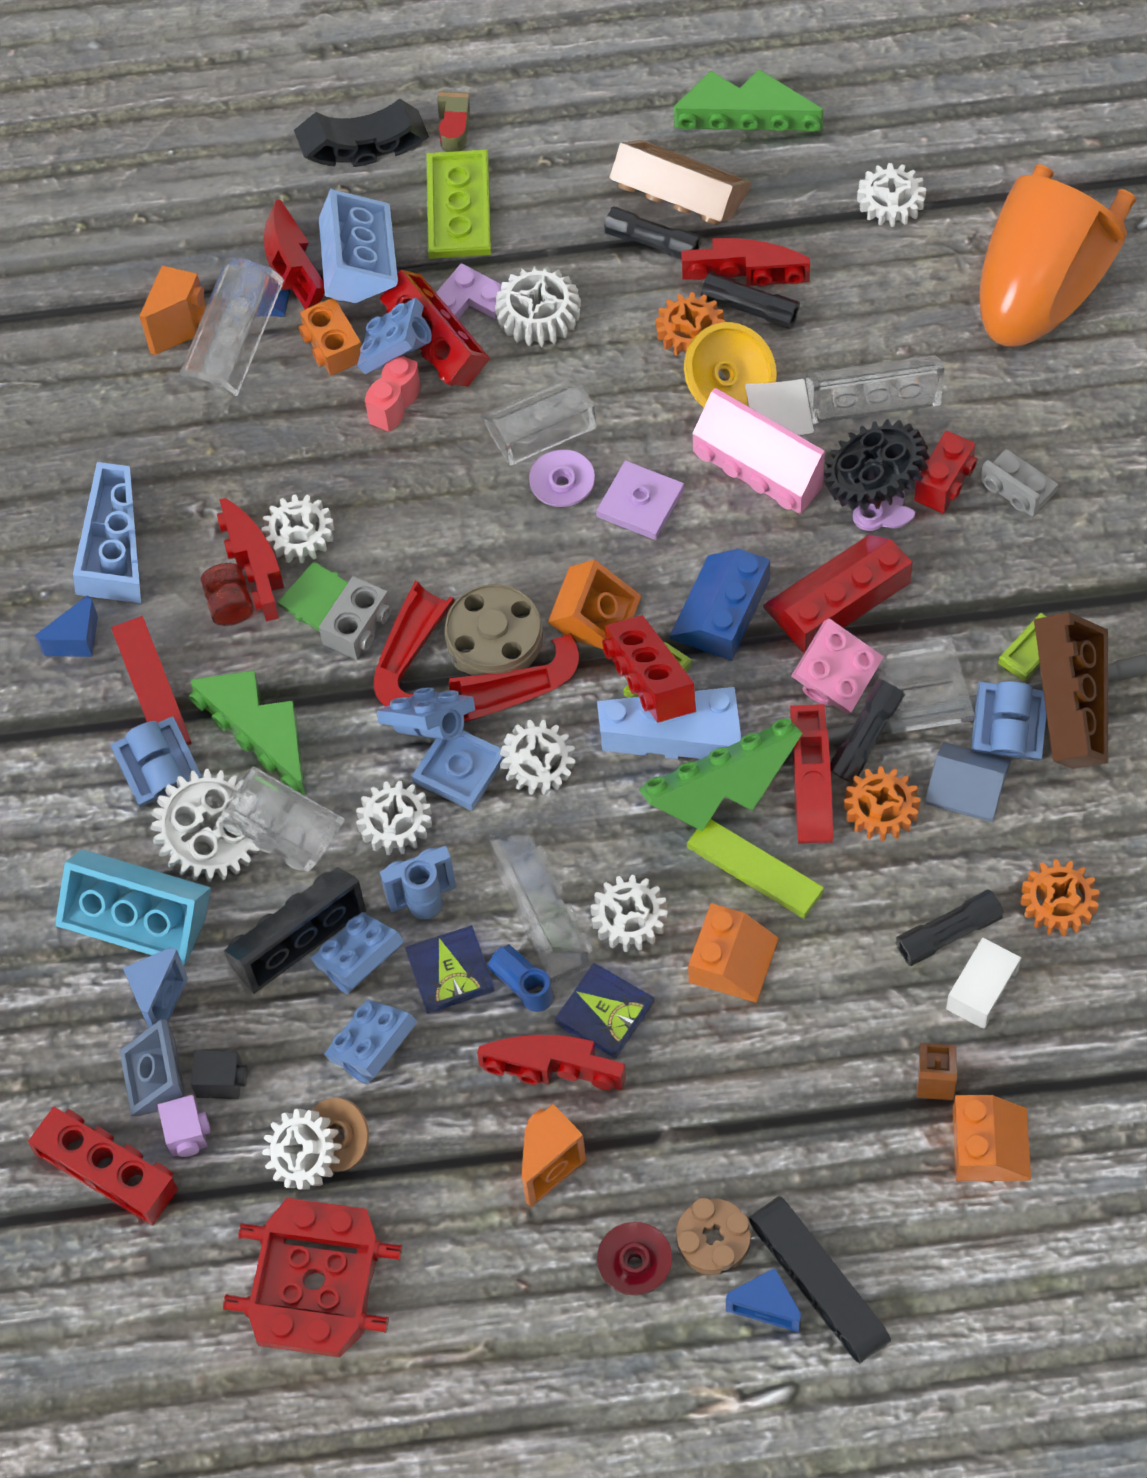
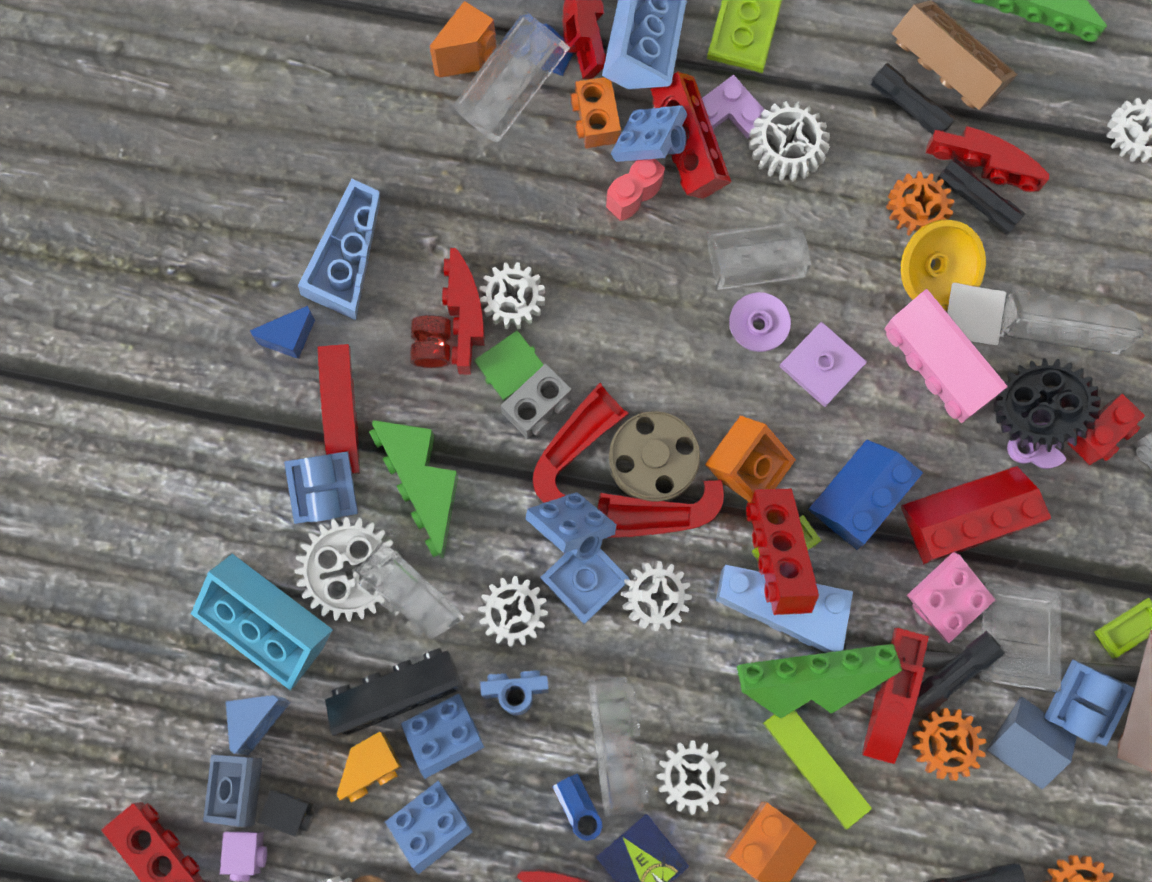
camera: 10 degrees right, 15 degrees up
(288, 1004) = (366, 764): none -> light orange slope
(449, 969) = (518, 774): clear blue tile -> none

